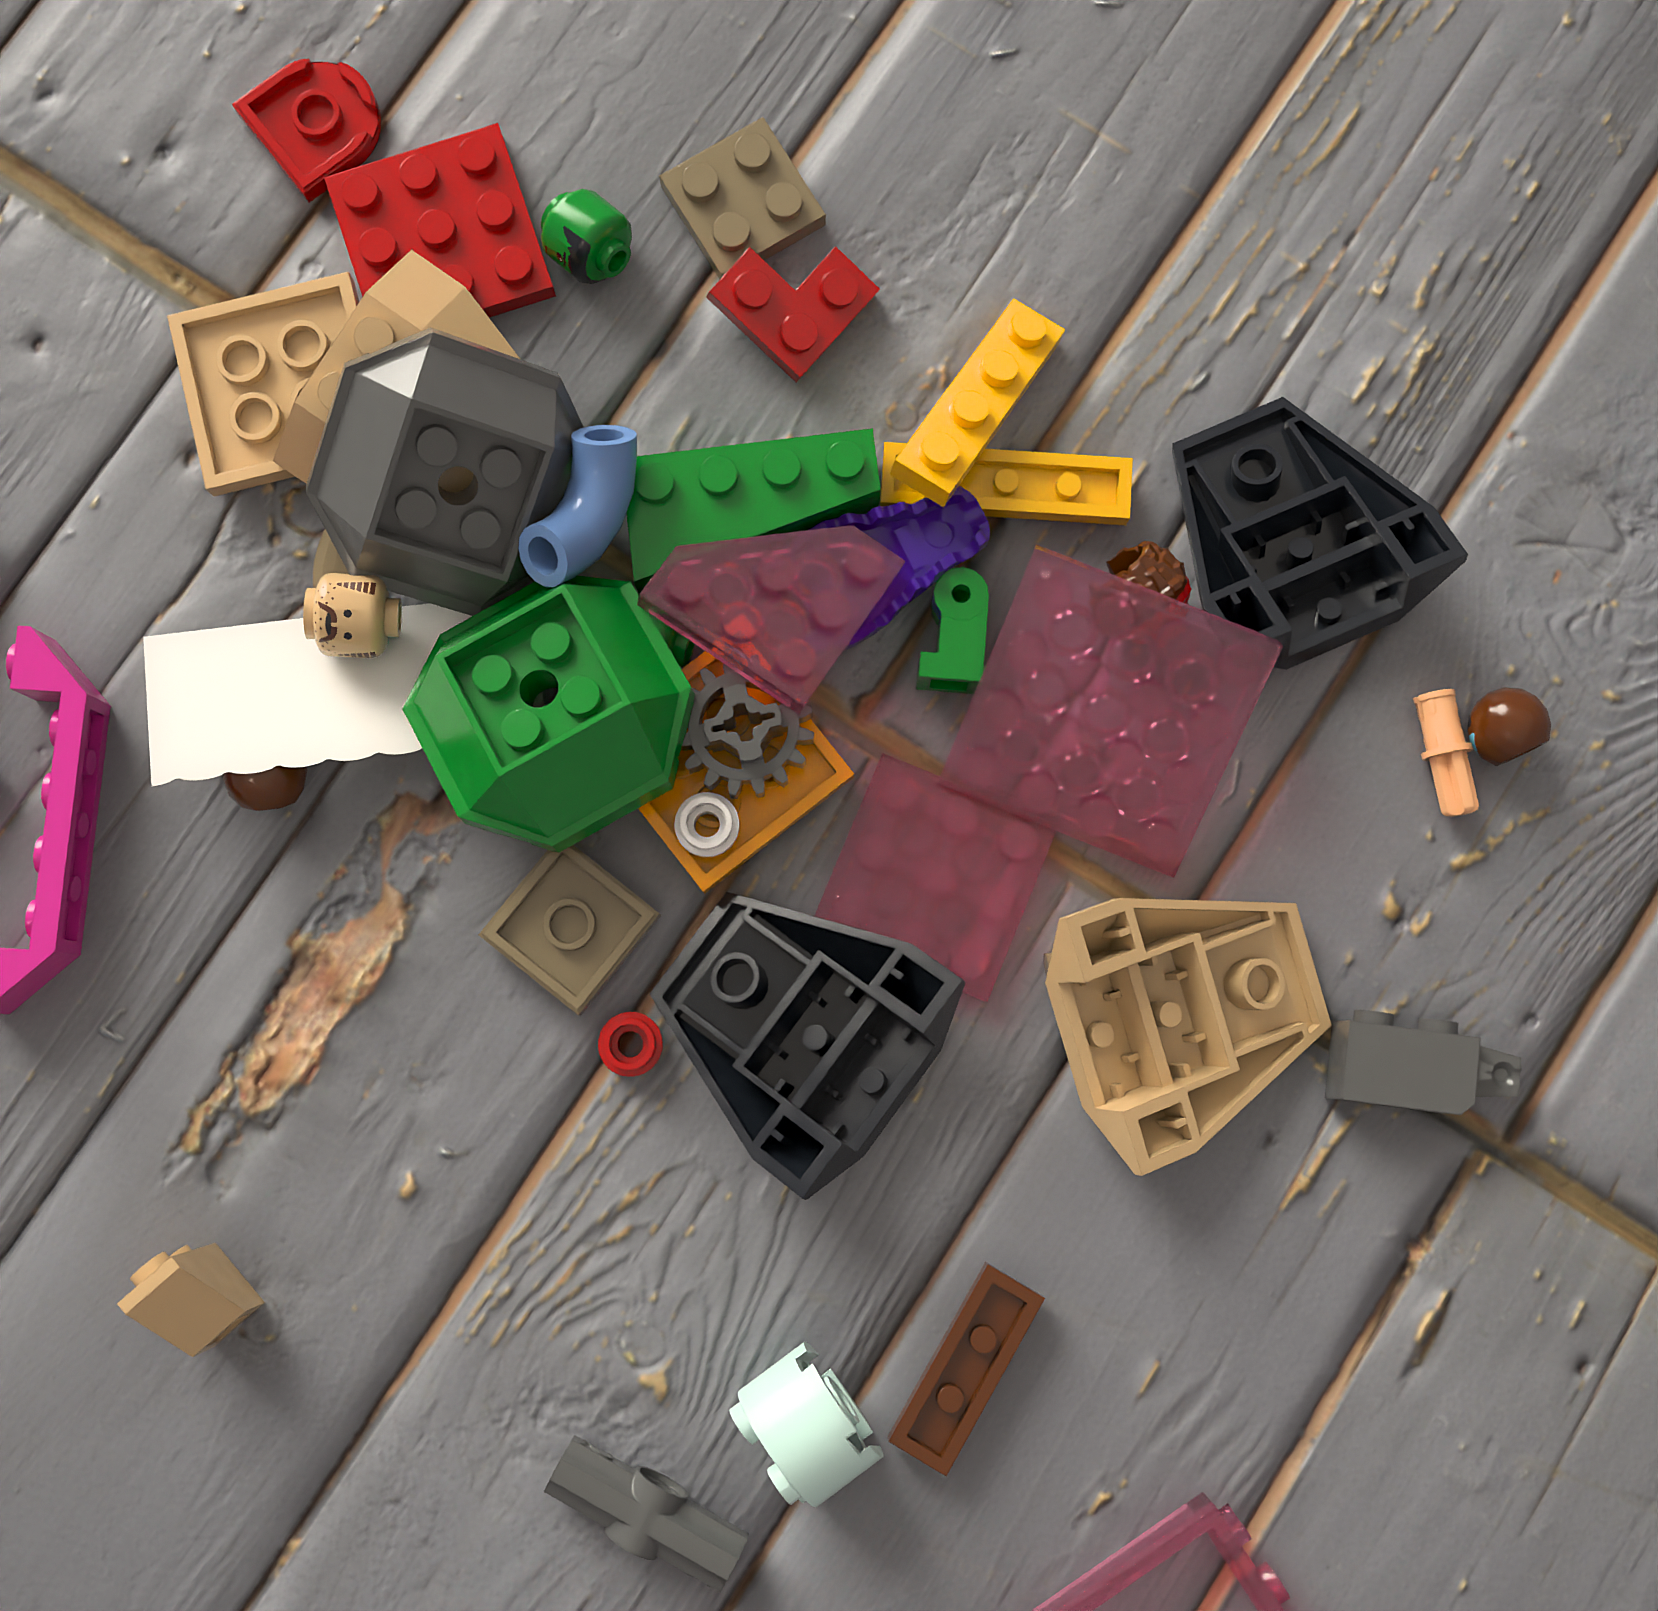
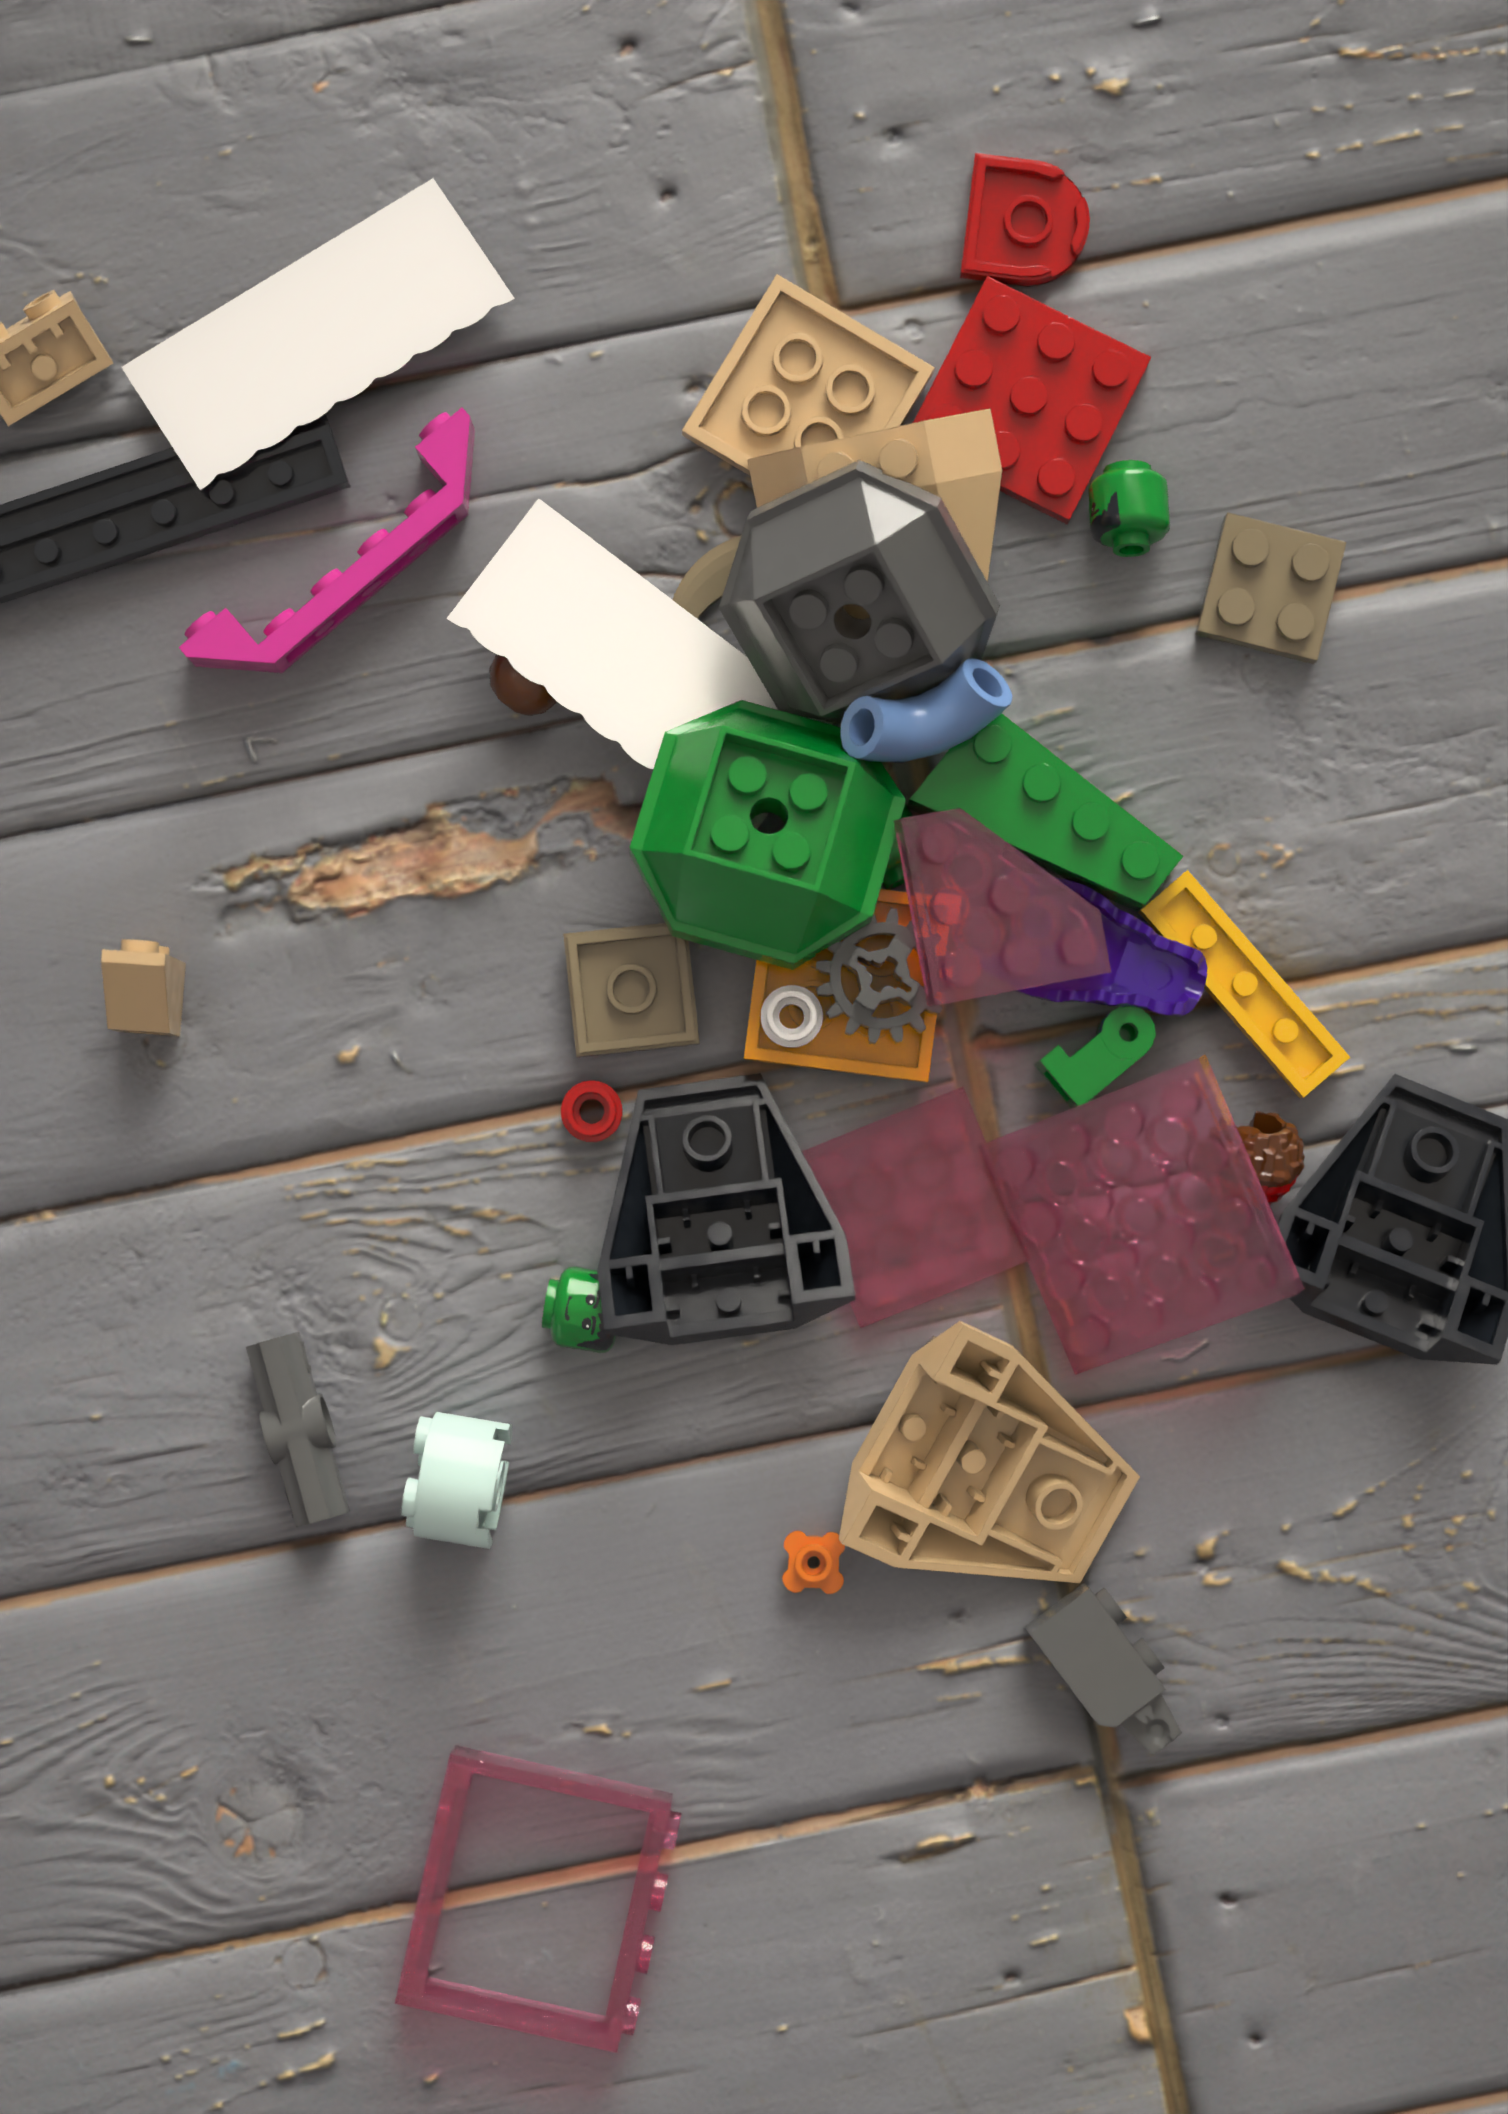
camera: 50 degrees right, 5 degrees up
(351, 615) = (693, 629): tan head -> none
(766, 1205) = (575, 1311): none -> green head
(787, 322) = (1212, 719): red plate -> none
(965, 1369) = (599, 1551): reddish brown plate -> none
(977, 403) = (1281, 909): yellow plate -> none
(1110, 1206) = (799, 1573): none -> orange plate
(1447, 752) = (1355, 1483): light nougat axle -> none
(1508, 725) = (1415, 1506): reddish brown piece -> none

